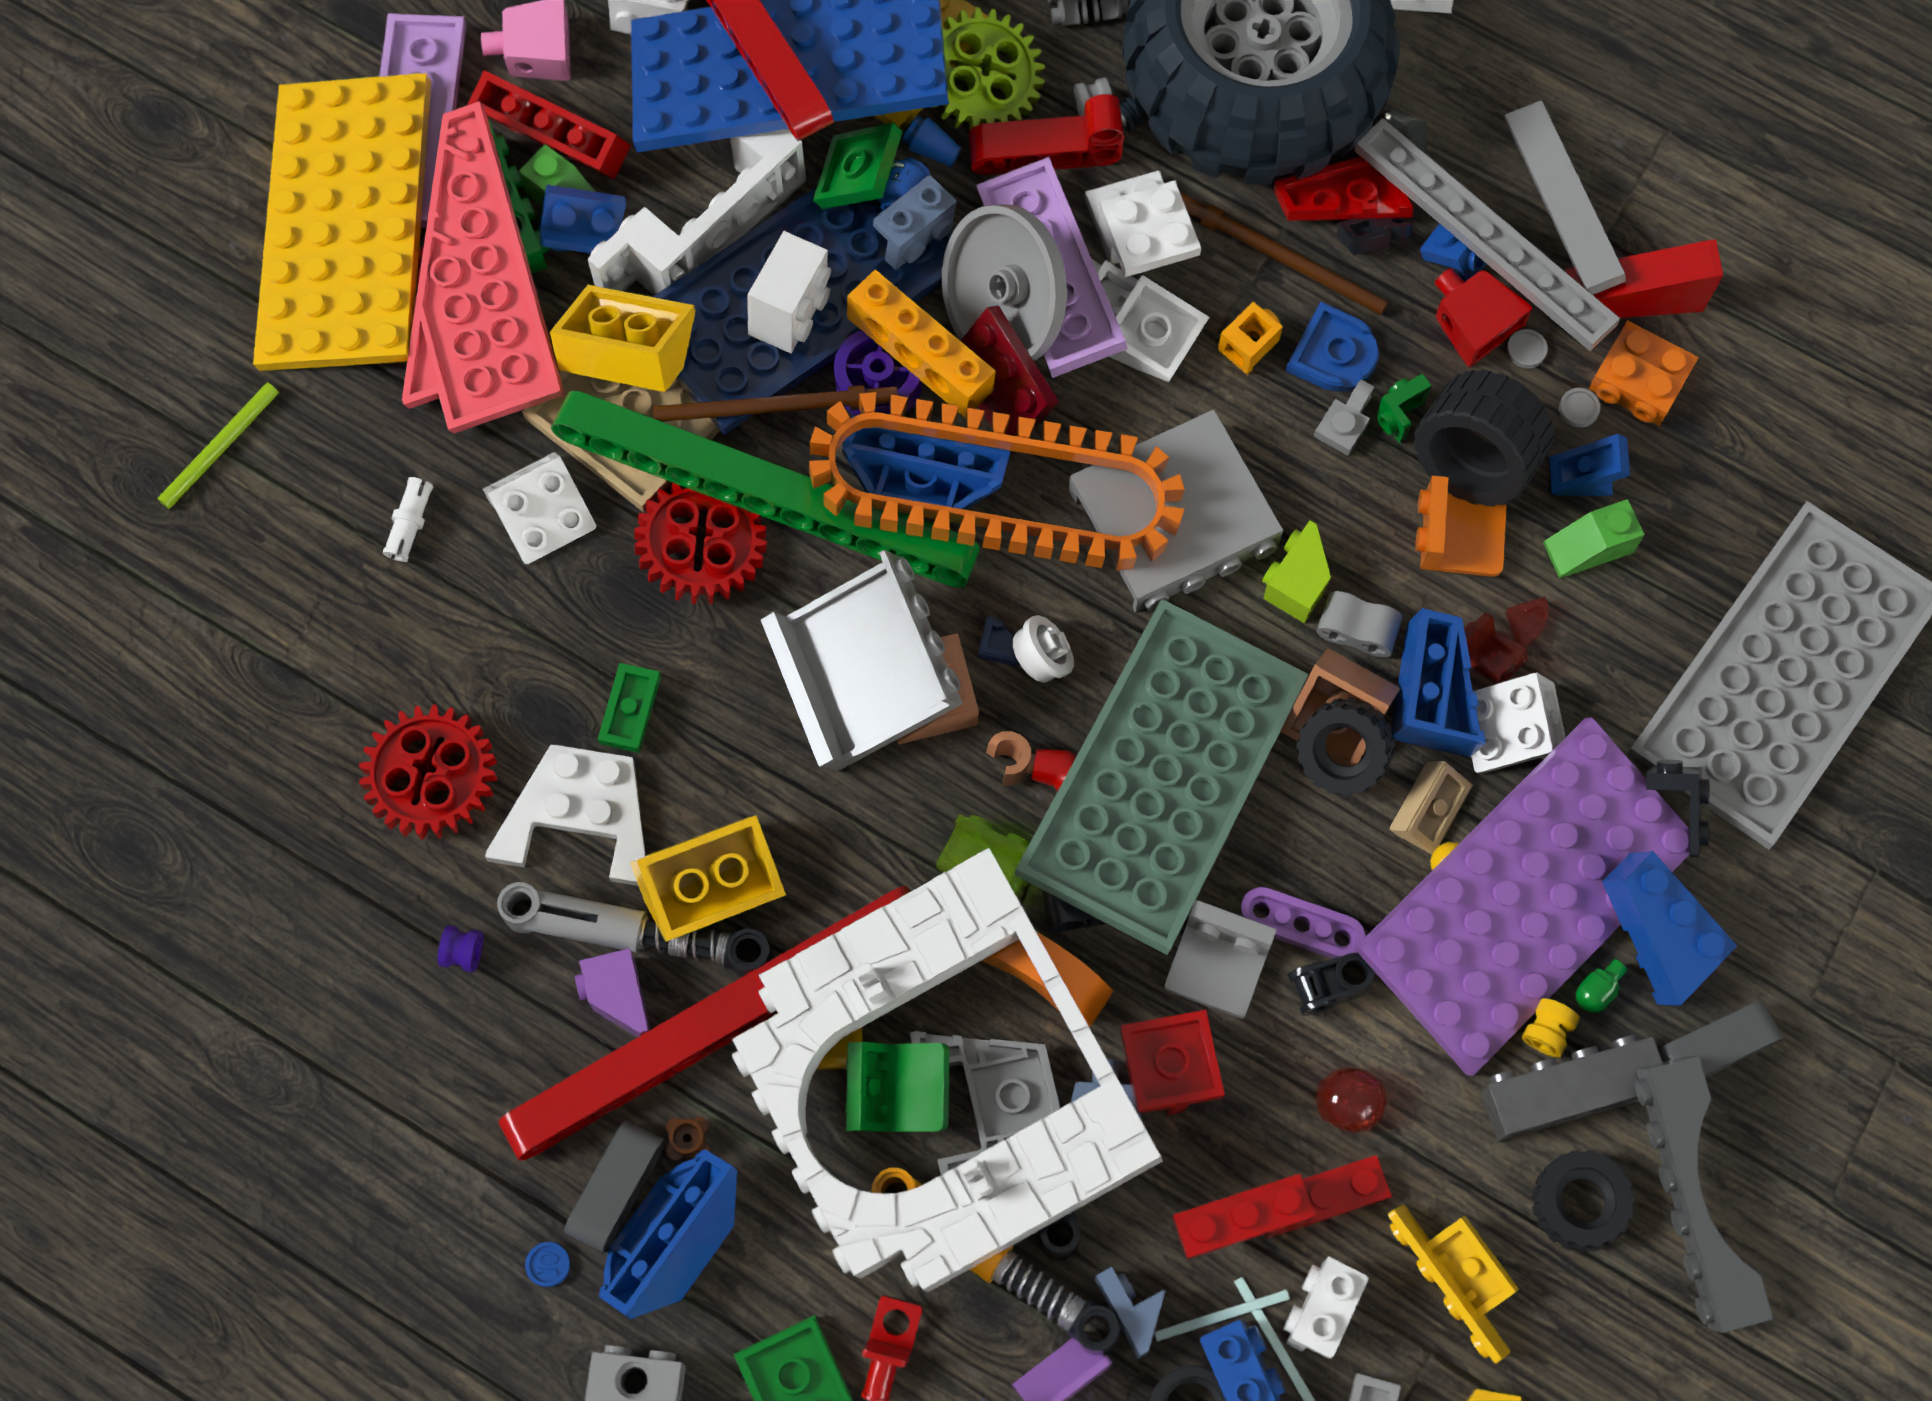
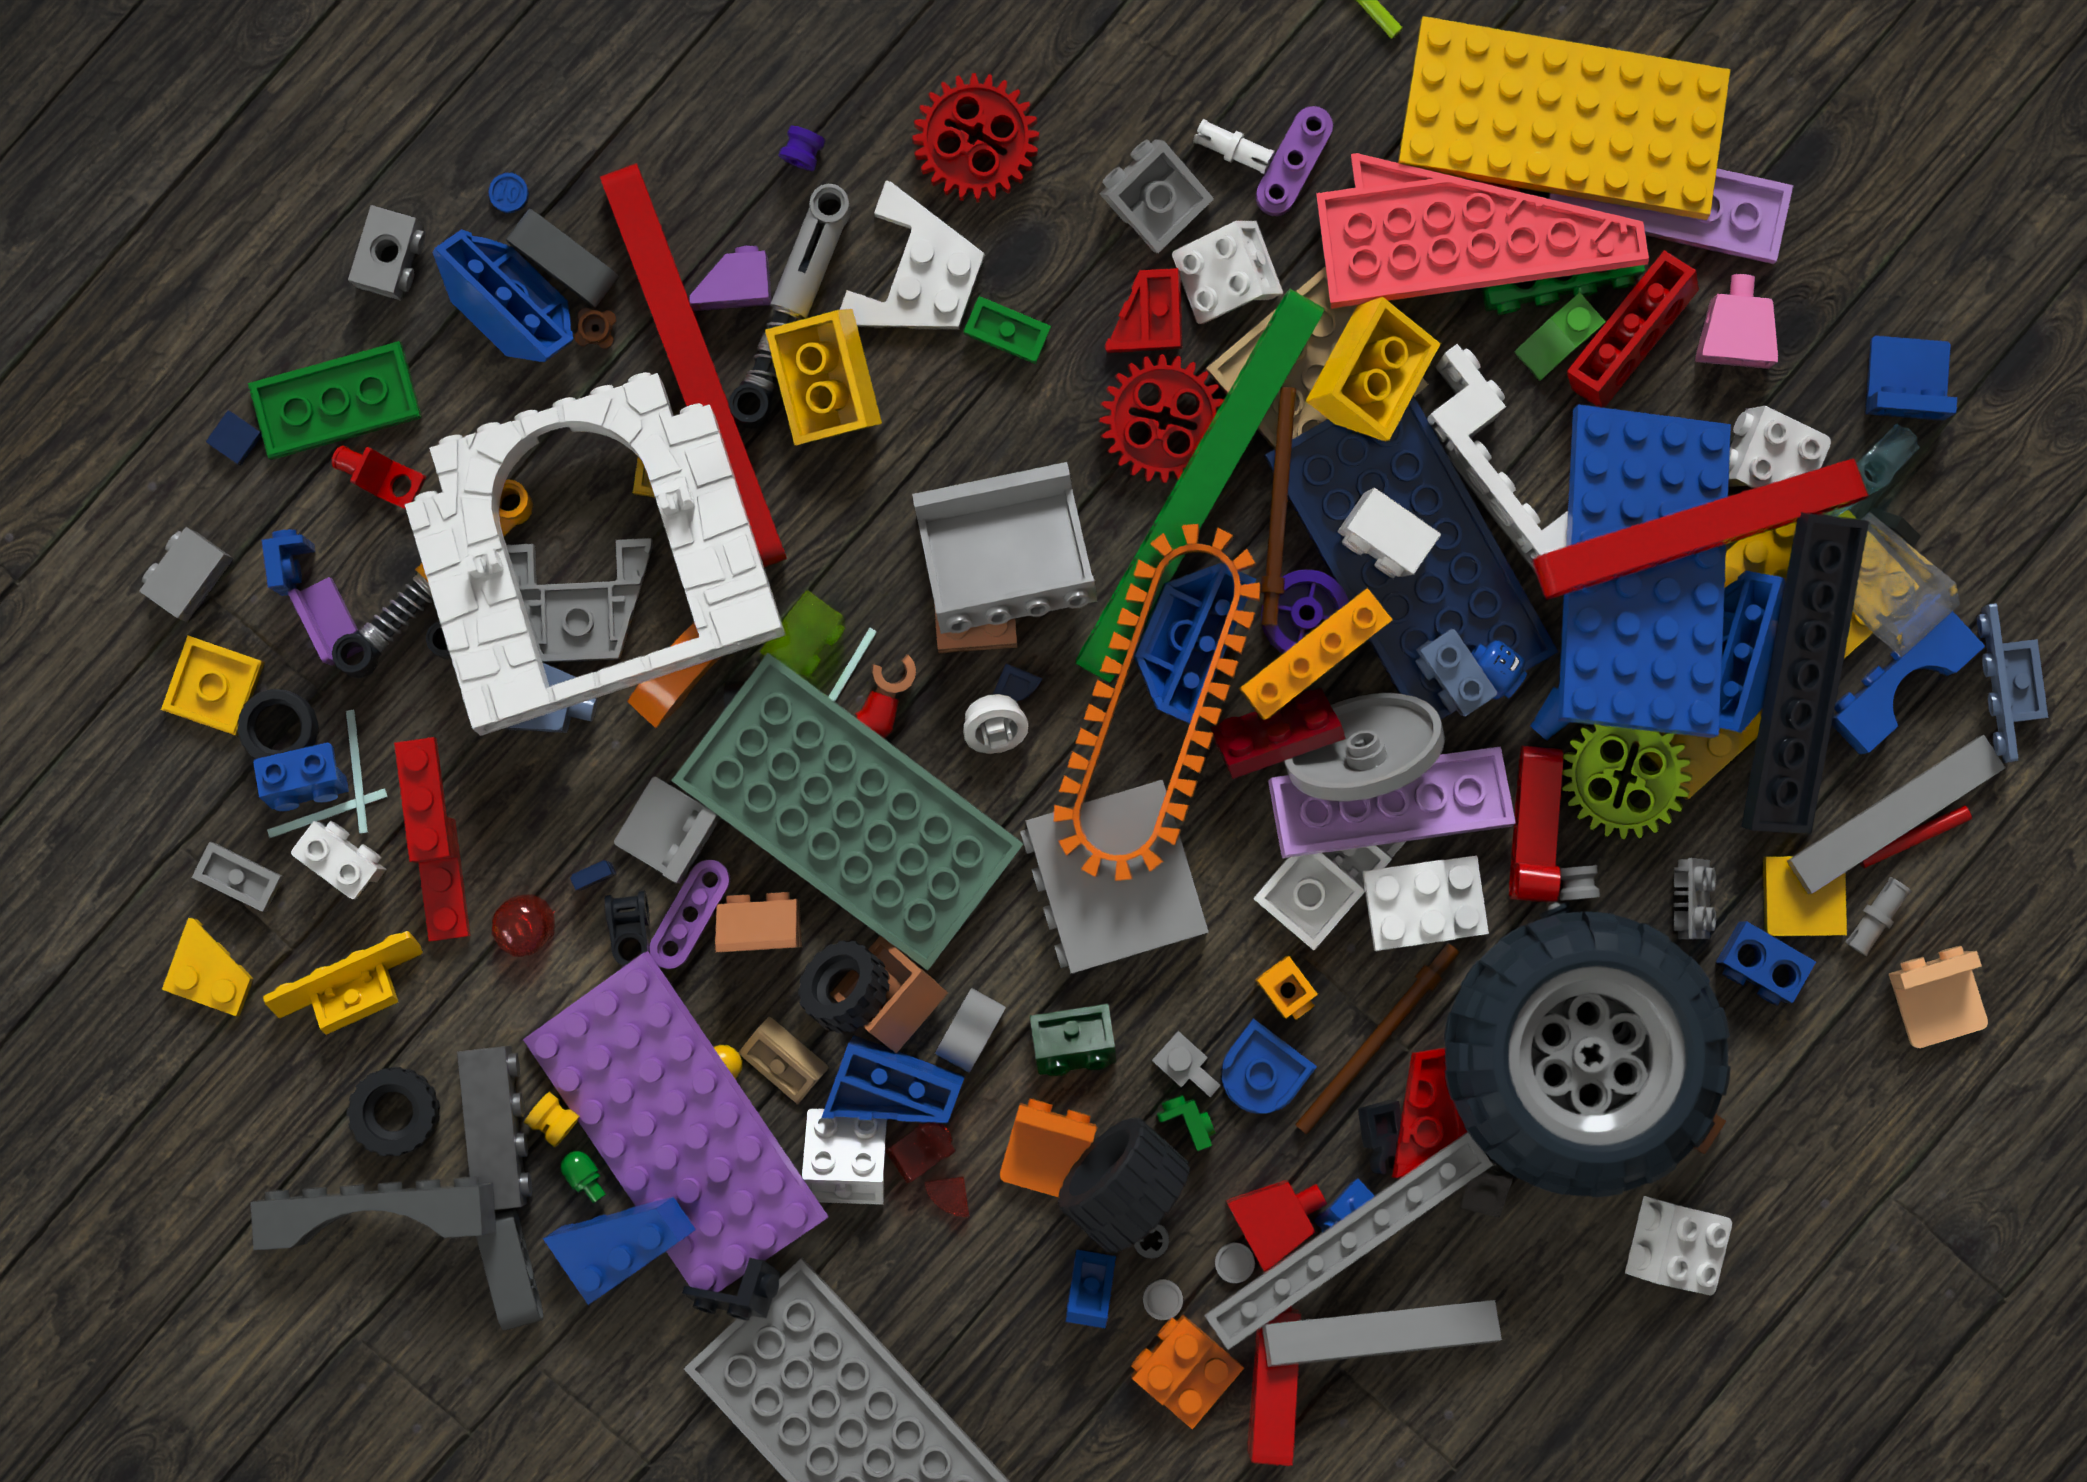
camera: 100 degrees right, 15 degrees up
(432, 467) = (1293, 177): none -> medium lavender plate
(466, 584) = (1155, 193): none -> light grey plate
(578, 218) = (1516, 347): blue bracket -> none
(593, 571) = (1151, 314): none -> red wing
(857, 166) = (1523, 626): green plate -> none
(897, 1087) = (600, 517): green bracket -> none
(1004, 808) = (852, 664): none -> light aqua piece
(1135, 1321) = (362, 691): sand blue slope -> none
(1171, 1062) = (574, 764): red bracket -> none
(1283, 1030) = (592, 875): none -> dark blue tile
(1301, 844) = (758, 925): none -> nougat slope
(1302, 575) = (1028, 986): lime slope -> none
(1346, 525) = (1073, 1040): none -> bracket
(1595, 539) = (1016, 1275): bright green slope -> none

